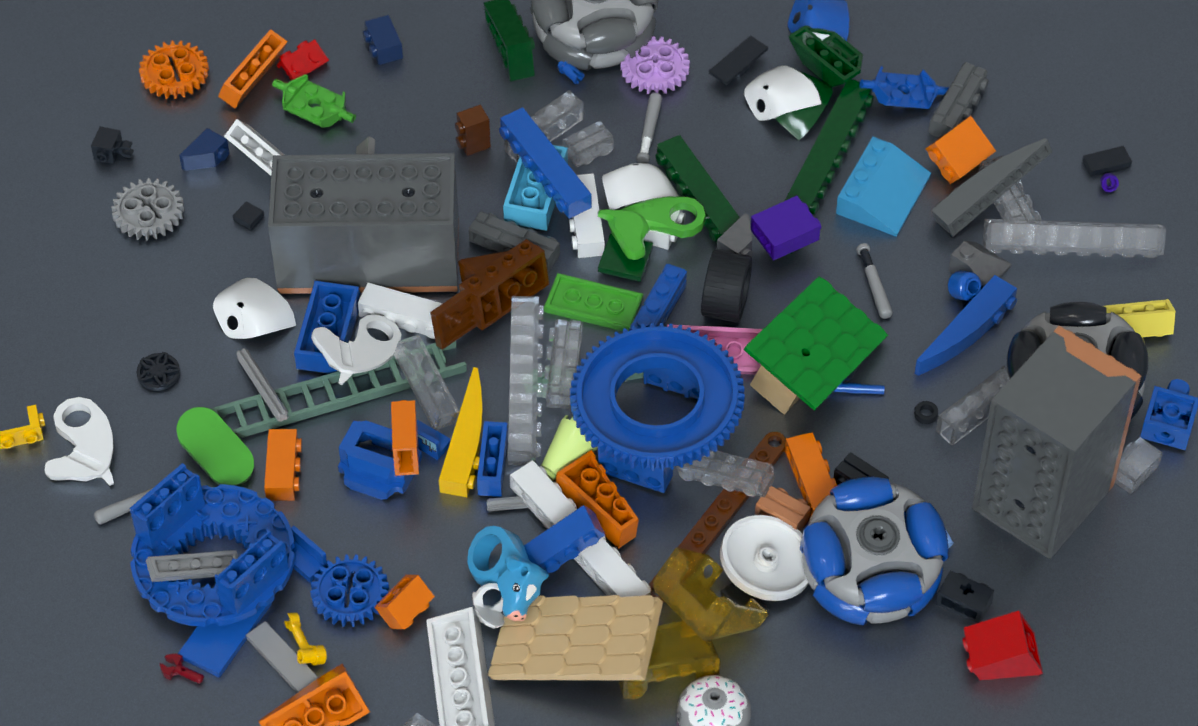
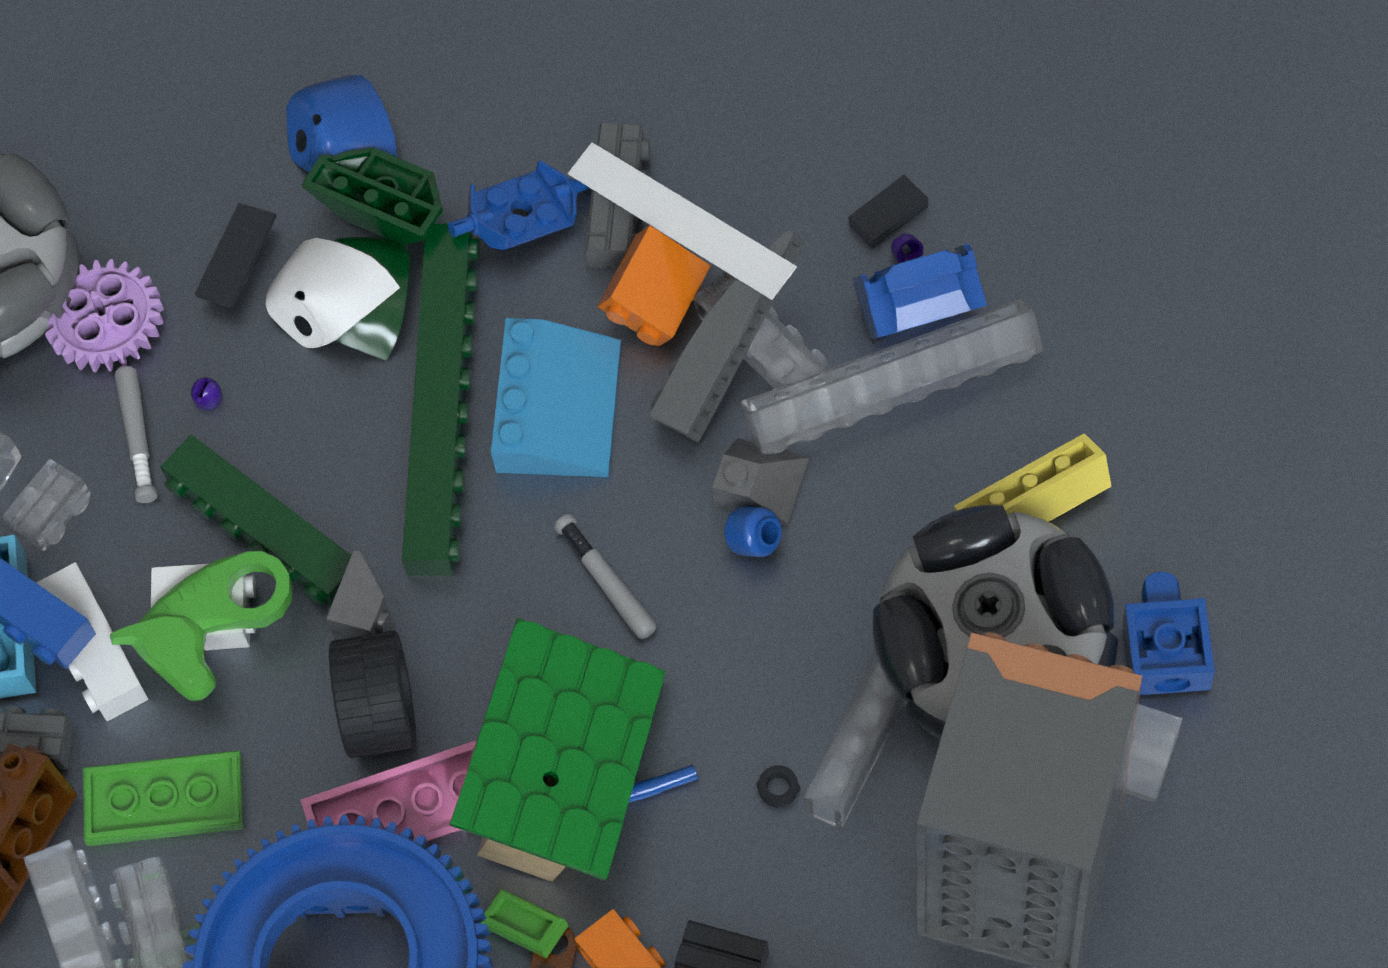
camera: 15 degrees left, 10 degrees up
(617, 264) = (174, 714): dark green tile -> none
(636, 184) = (156, 557): white piece -> none
(662, 297) = (272, 765): blue brick -> none
(696, 124) = (211, 396): none -> dark purple hinge
(761, 425) = (524, 923): none -> bright green tile
(785, 227) = (429, 546): dark purple brick -> none
(970, 324) = (789, 595): blue slope -> none
(989, 119) = (683, 221): none -> white sticker
(1106, 199) = (920, 291): none -> blue piece

